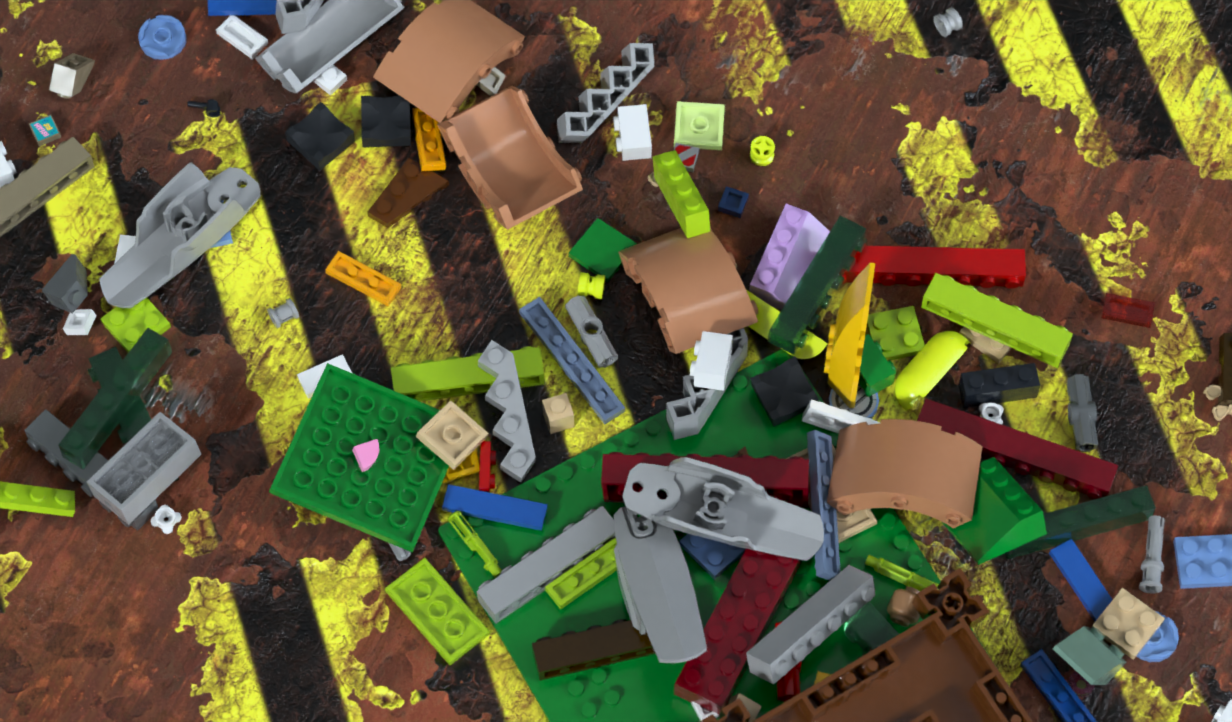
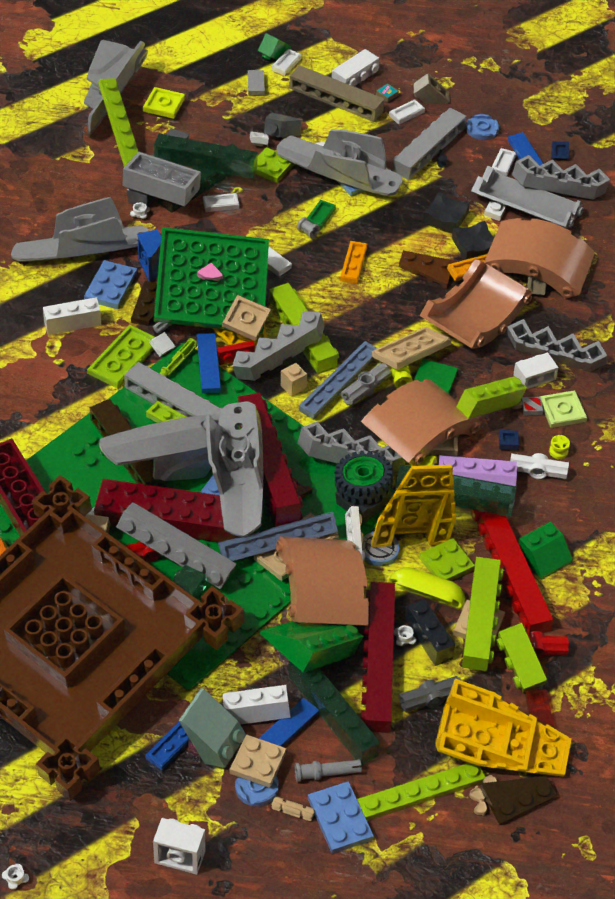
camera: 70 degrees right, 15 degrees down
(94, 119) = (406, 112): none -> white tile
(175, 111) = (429, 143): none -> light grey brick
(187, 407) = (221, 202): none -> white tile
(200, 607) = (80, 232): none -> light grey piece
(257, 291) = (321, 213): none -> green tile
(275, 523) = (149, 252): none -> blue slope
(296, 594) = (111, 284): none -> medium blue plate
(348, 657) = (72, 316): none -> white brick
(349, 551) = (145, 306): none -> dark brown wing
(438, 556) = (162, 344): none -> white tile
(553, 258) = (411, 348): none -> tan tile
(712, 360) = (360, 436): white brick -> none
(768, 396) = (363, 477): none -> black wheel
(785, 184) = (540, 466): none -> white piece
(875, 370) = (408, 543): green brick -> none
(898, 573) = (247, 591): lime piece -> none
(914, 222) = (545, 550): none -> green slope
(1044, 280) = (548, 645): none -> red piece
(1055, 602) = (258, 704): none -> white brick
(1069, 301) = (521, 658): none -> lime brick
(1161, 364) = (498, 735): none -> yellow wedge
(1193, 606) = (293, 808): none -> tan axle
(1202, 465) = (421, 790): none -> lime plate

